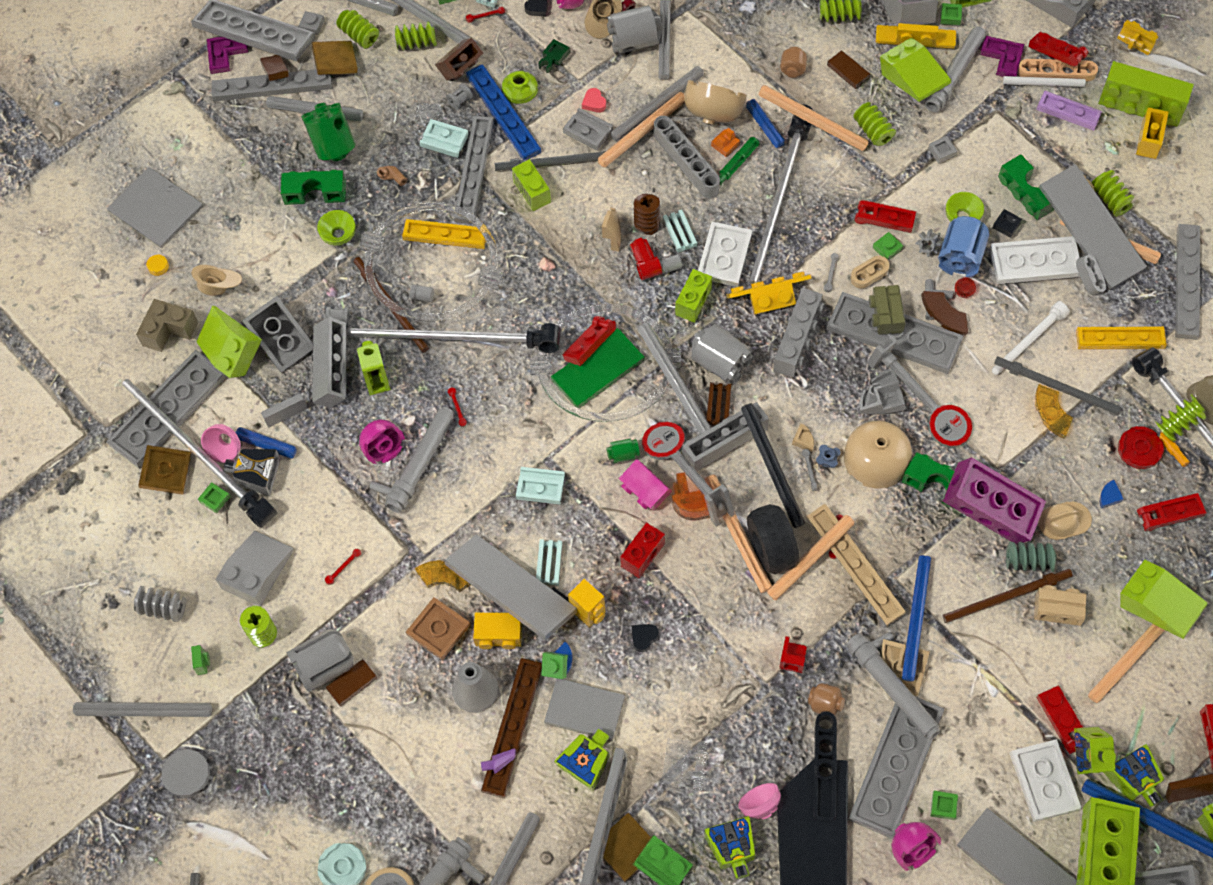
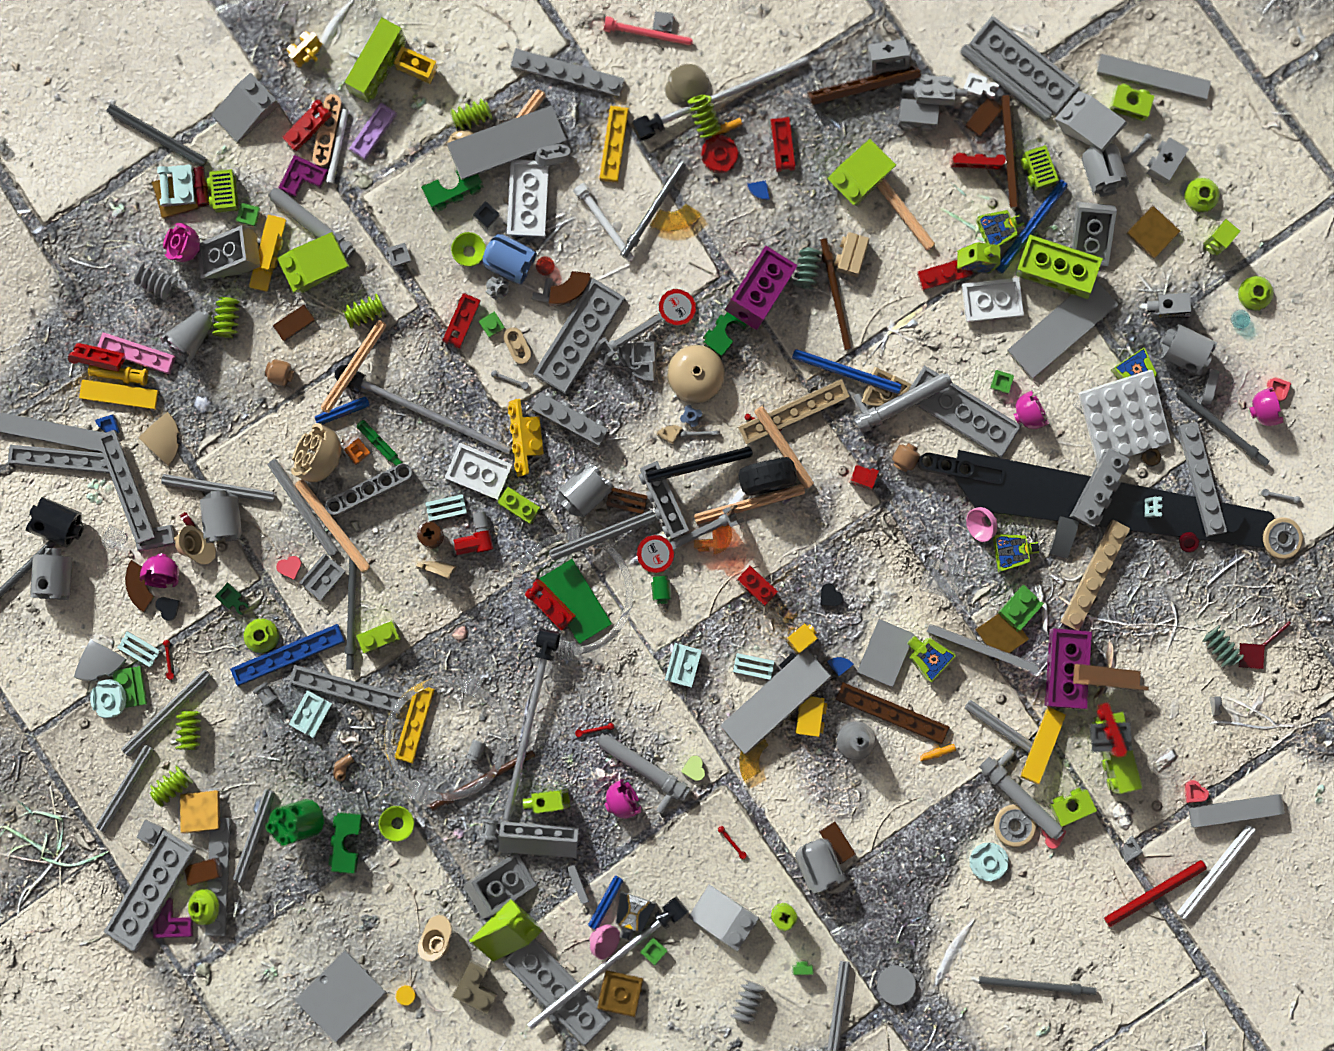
camera: 90 degrees left, 20 degrees up
(238, 71) = (208, 907): none -> lime piece
(423, 514) = (693, 768): none -> yellowish green tile
(438, 628) = (801, 766): medium nougat plate -> none
(459, 58) = (225, 690): reddish brown brick -> none
(471, 788) = (938, 752): none -> light orange piece
(498, 761) = (923, 727): medium lavender bar -> none
(554, 665) = (847, 672): bright green plate -> none
(645, 485) = (699, 575): dark pink brick -> none
(887, 309) = (562, 338): olive brick -> none
(1064, 520) = (775, 231): tan piece -> none

